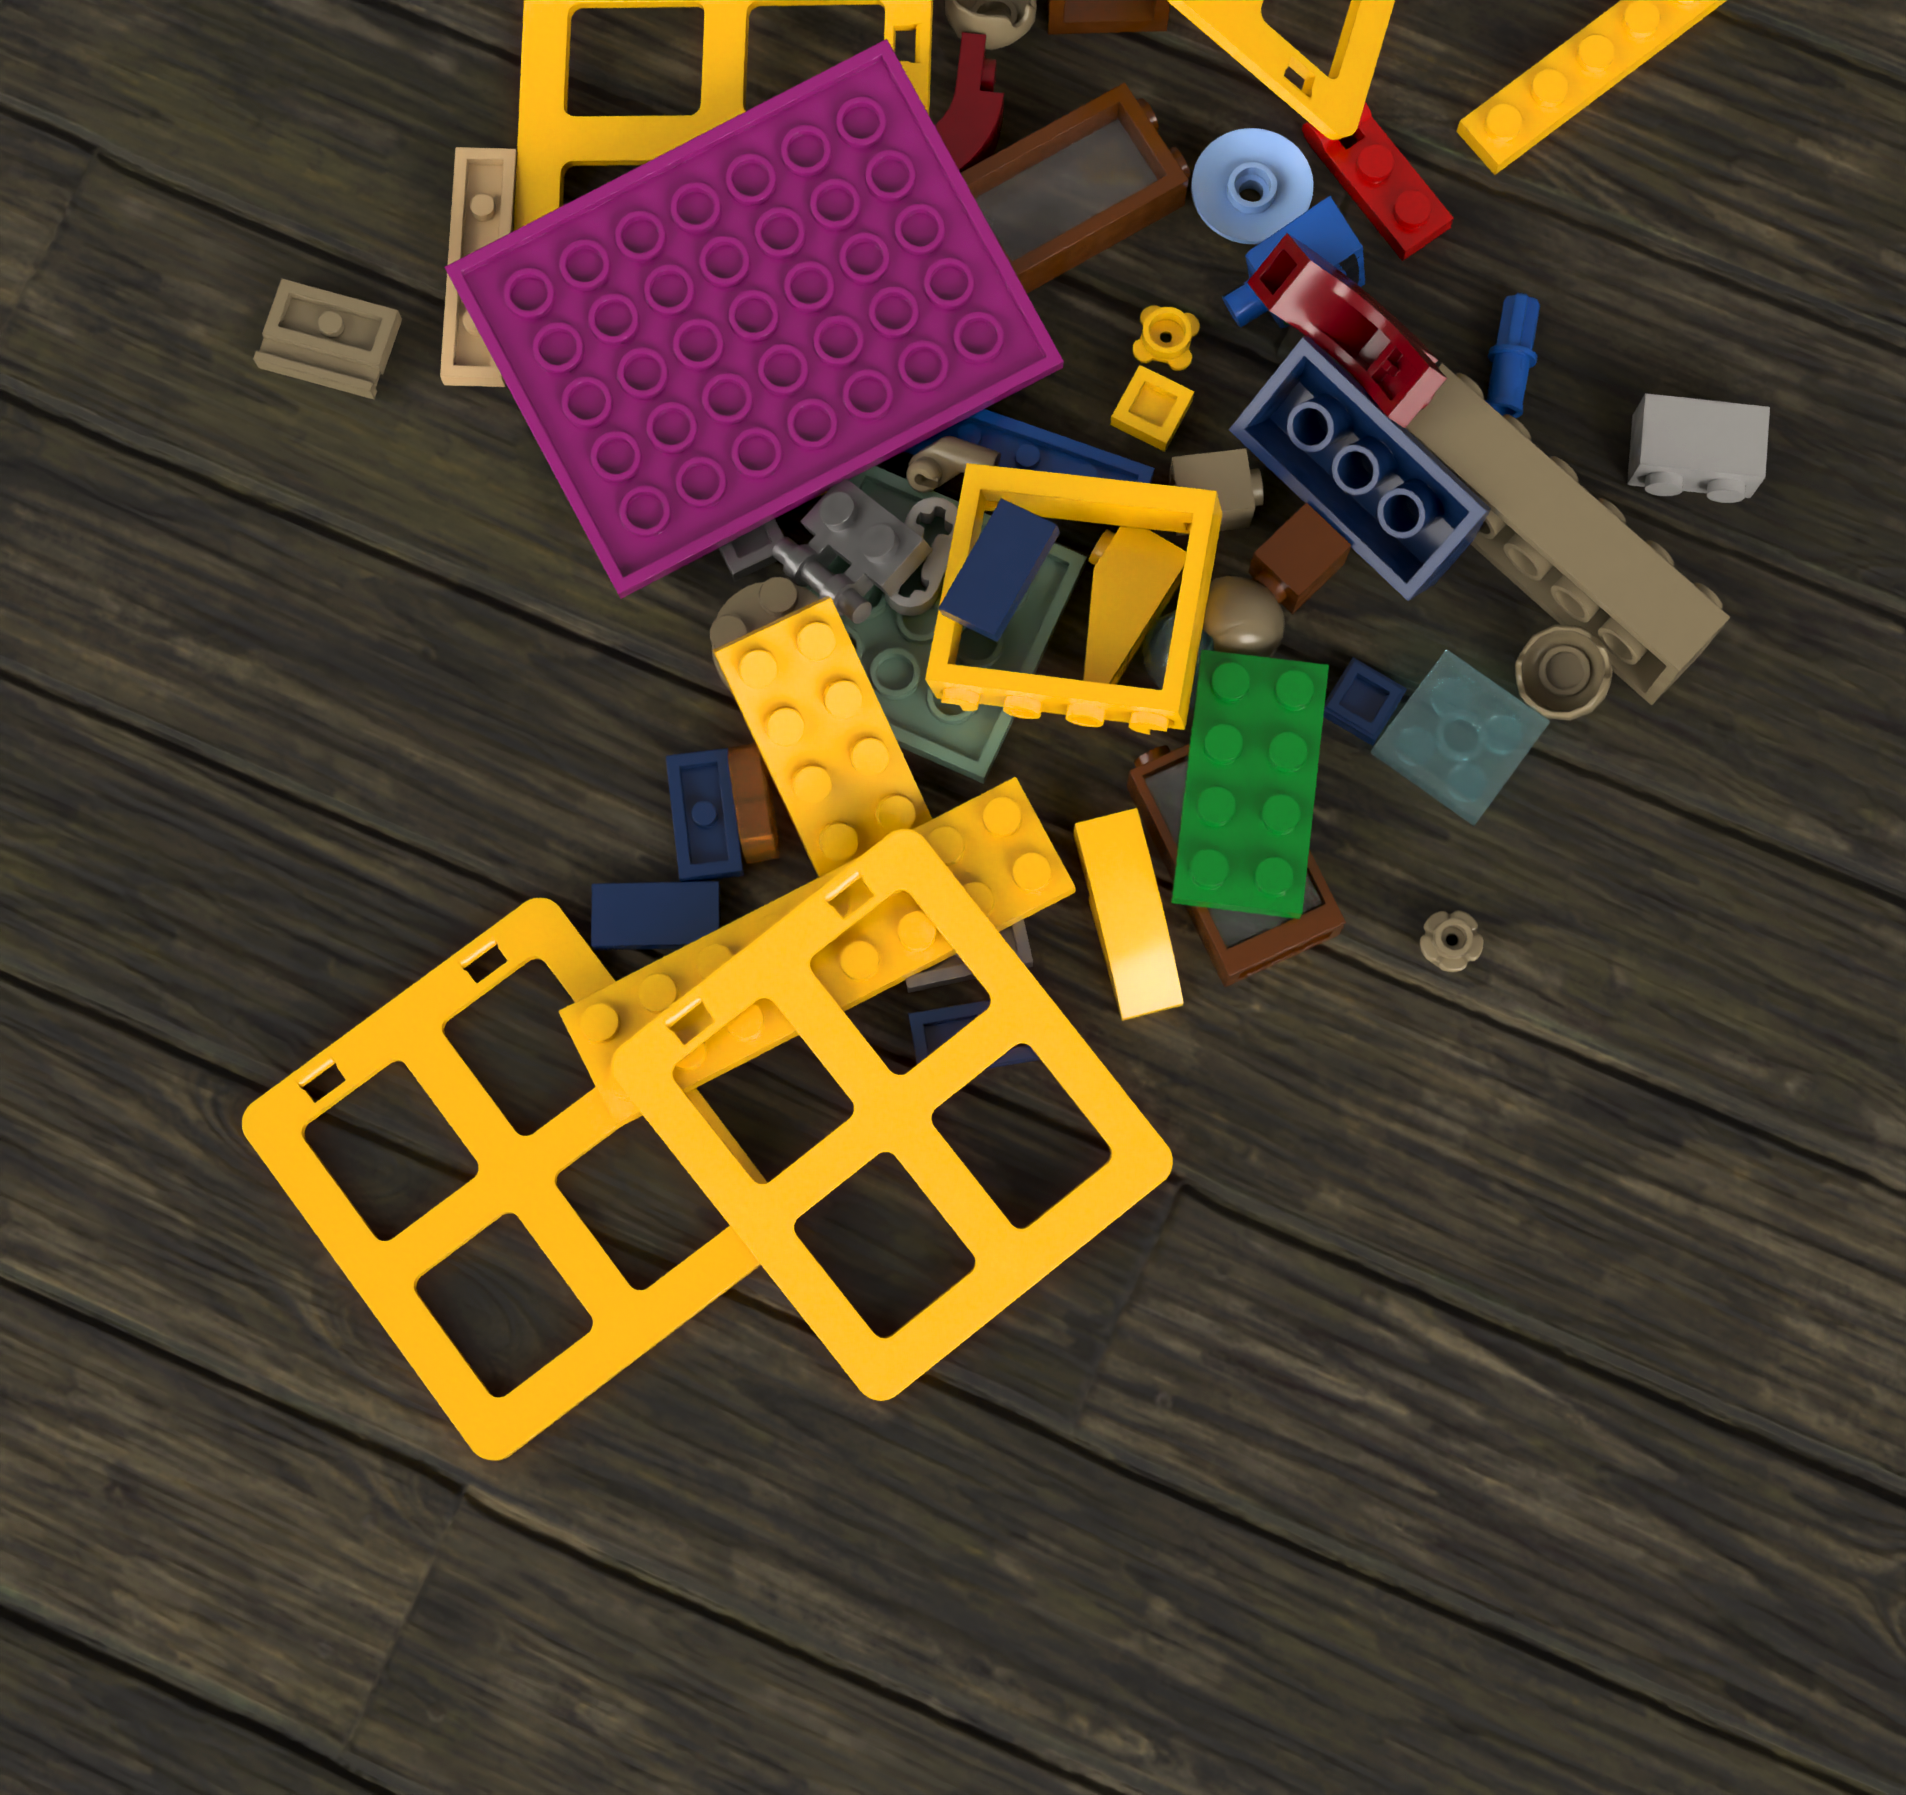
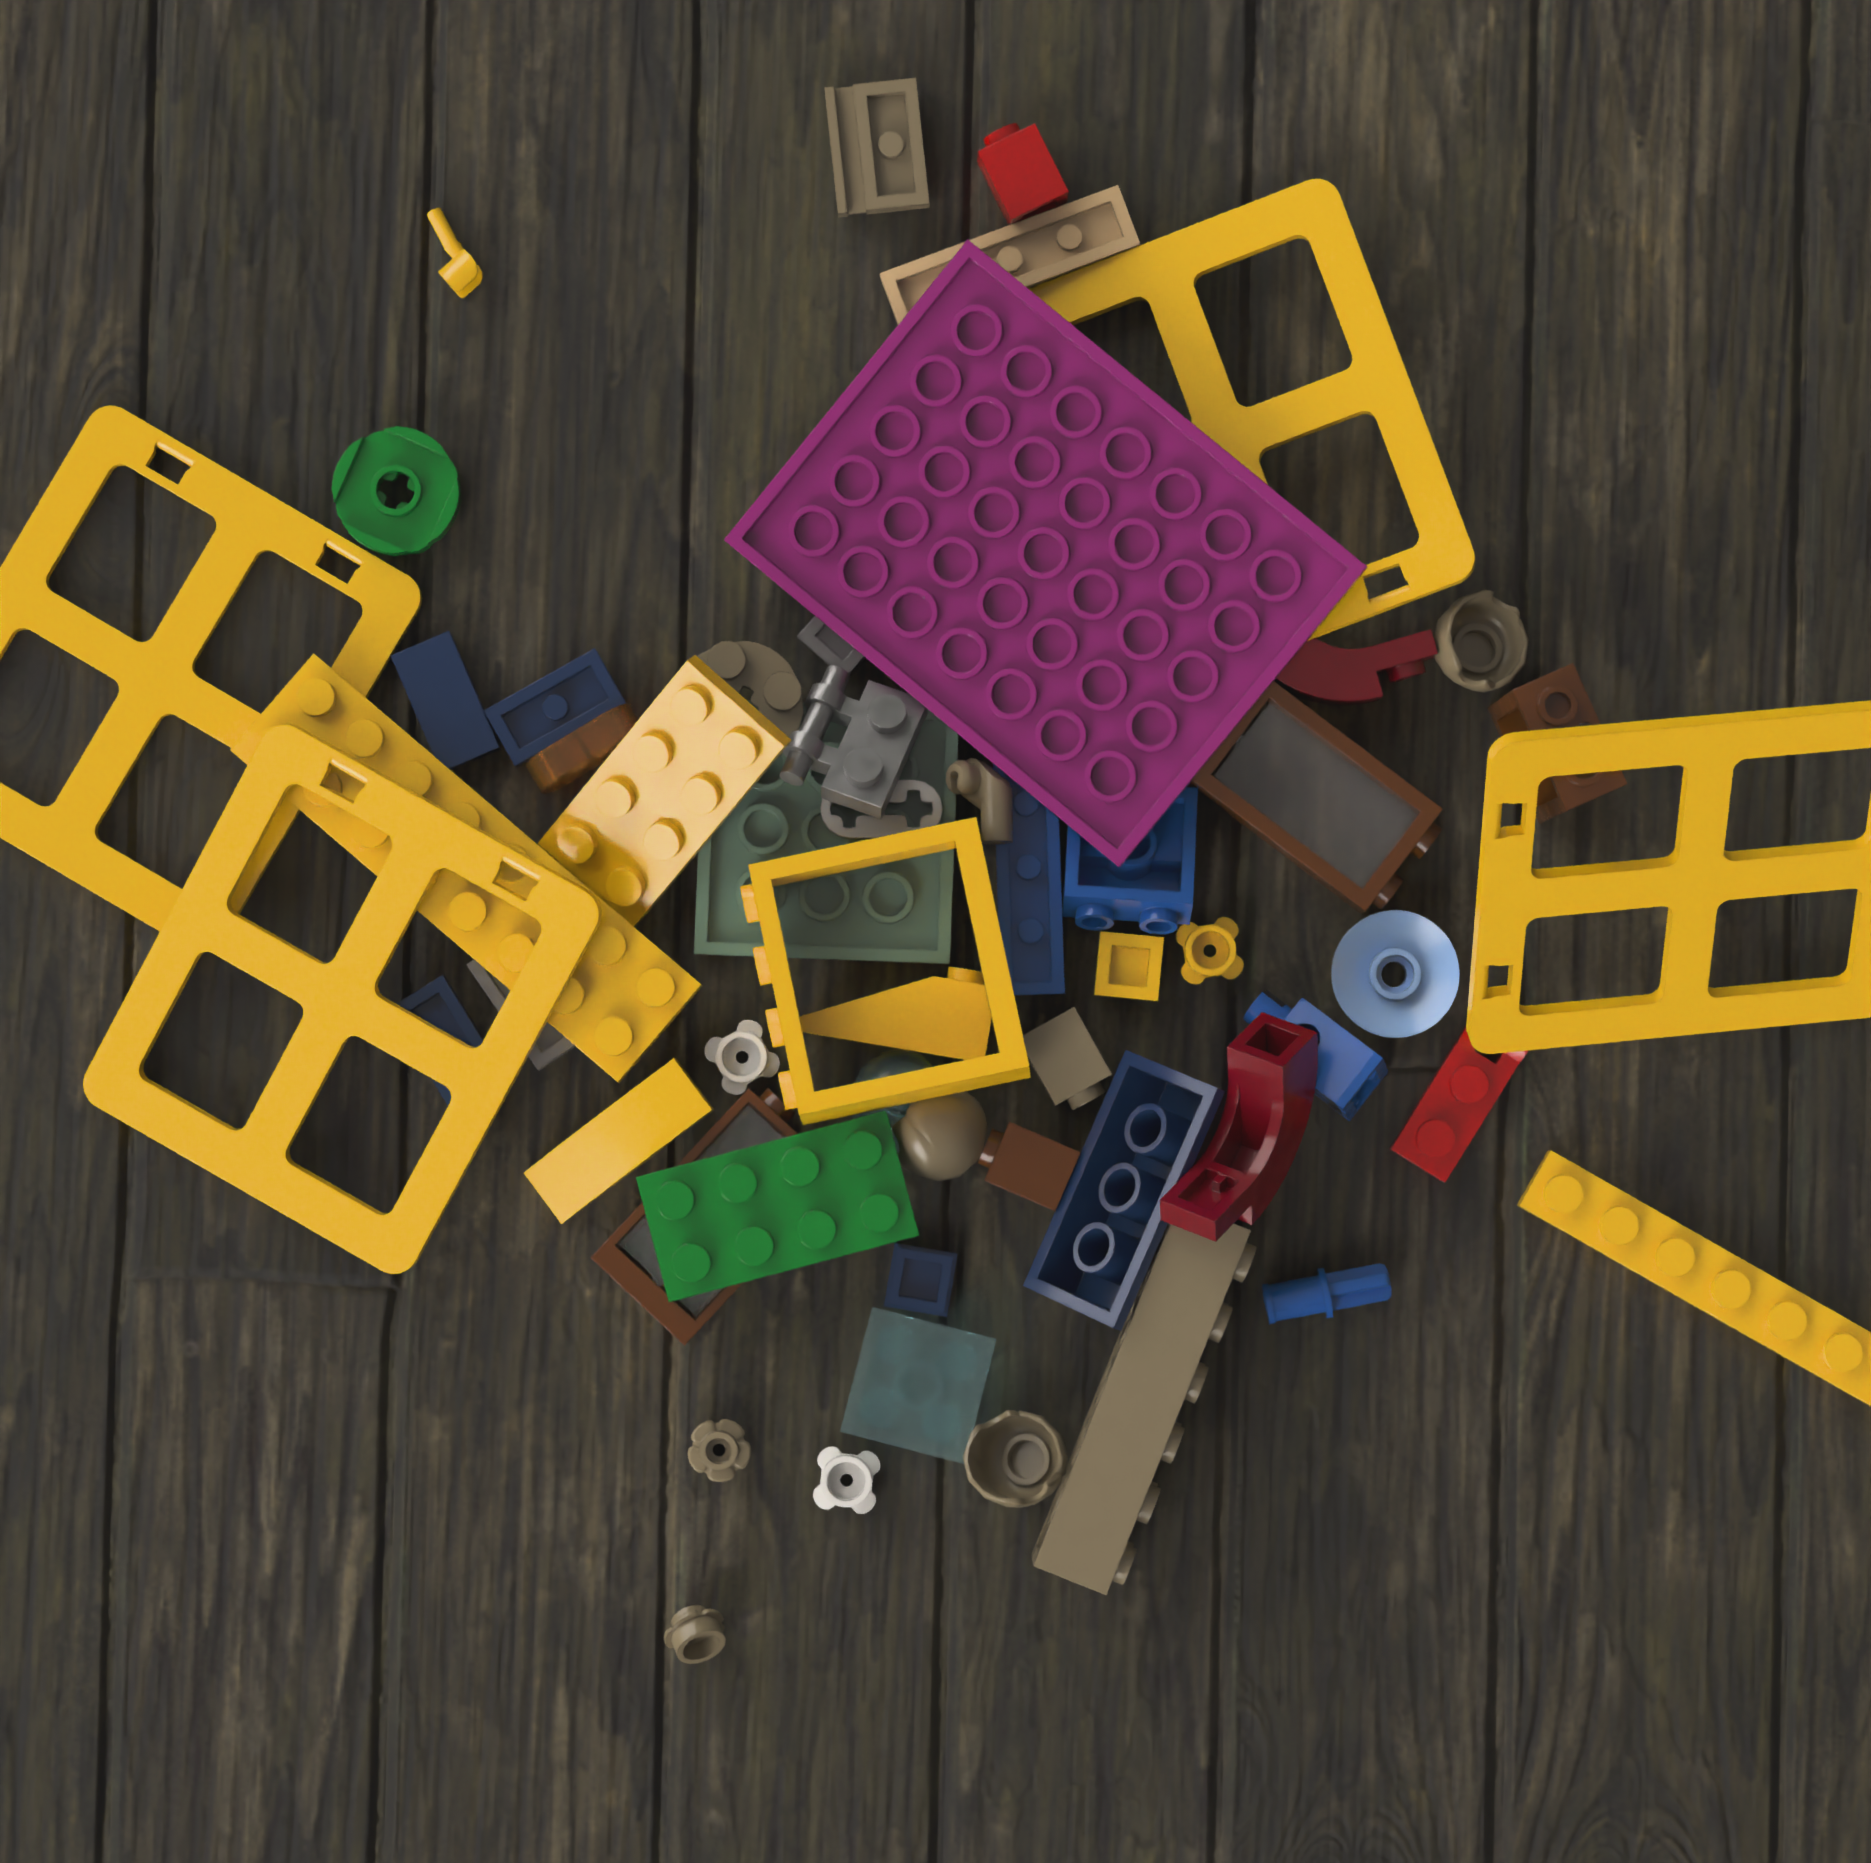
camera: 70 degrees right, 10 degrees up
(266, 739) = (461, 271): none -> yellow hand
(407, 224) = (1021, 172): none -> red brick
(442, 917) = (383, 457): none -> green plate
(999, 570) = (875, 892): dark blue tile -> none
(1095, 353) = (1149, 887): none -> blue plate
(1106, 763) = (724, 1052): none -> white plate
(1517, 820) = (859, 1493): none -> white plate
(1617, 1027) = (696, 1634): none -> dark tan plate
(1698, 447) = (1299, 1506): light grey brick -> none

